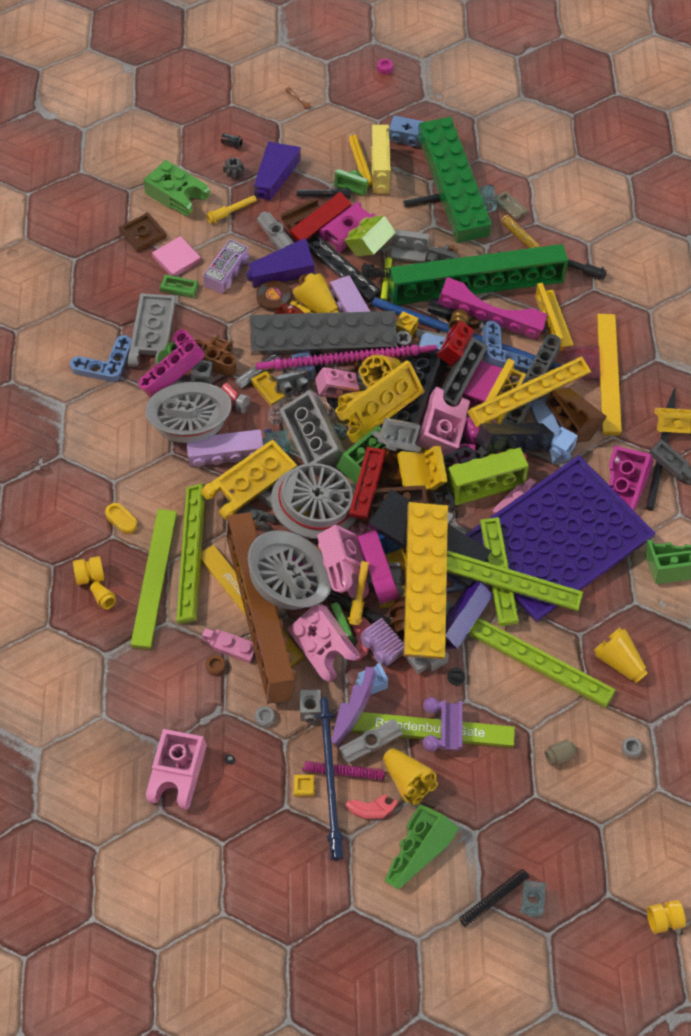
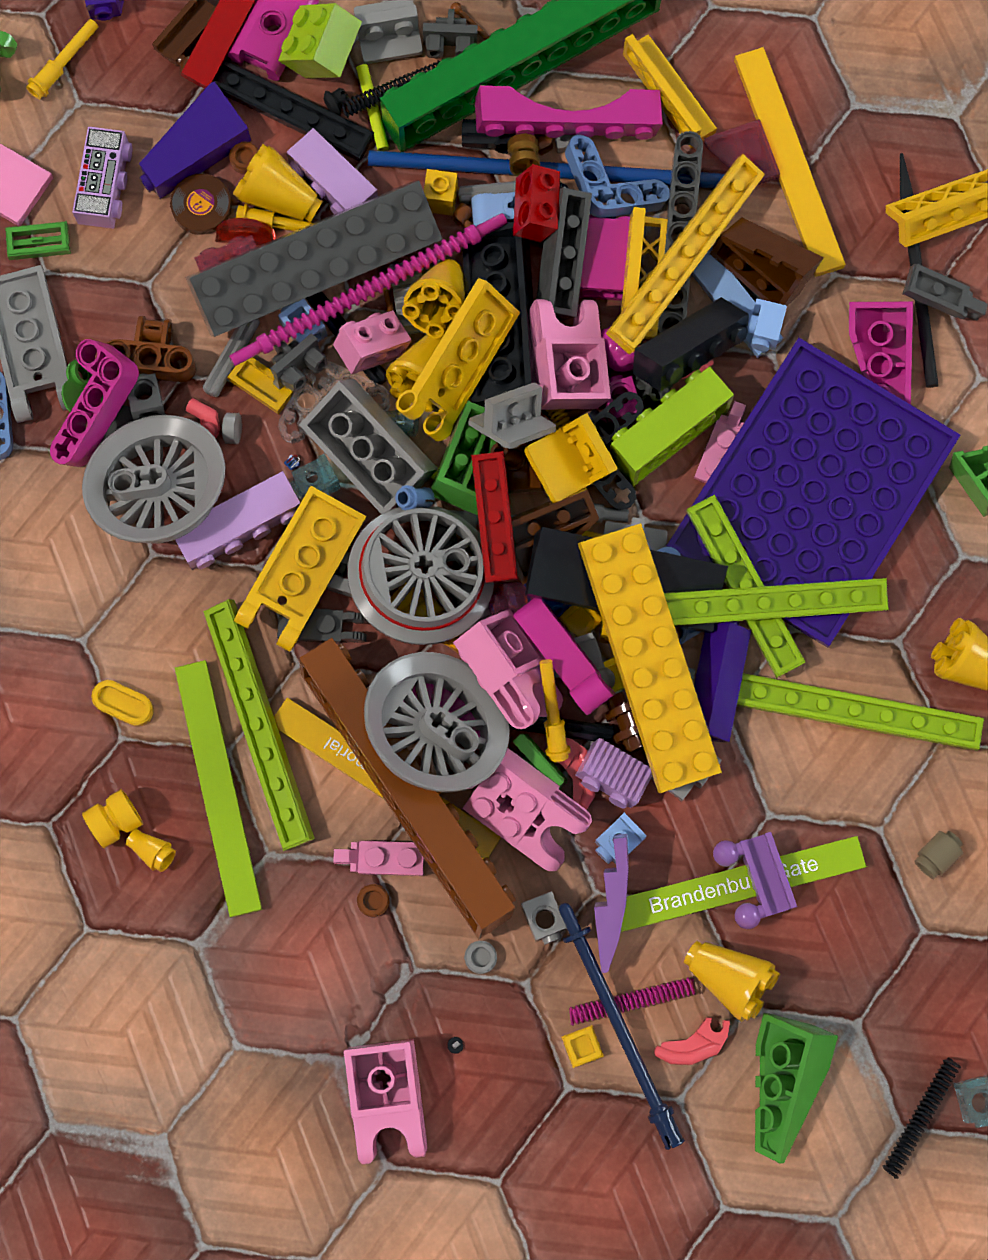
camera: 20 degrees left, 20 degrees up
(274, 230) = (146, 73): light grey piece -> none
(324, 458) = (410, 497): none -> medium blue pin
(382, 735) = (673, 928): light grey piece -> none
(403, 339) = (452, 215): light grey bush -> none
(456, 676) = (740, 783): black piece -> none

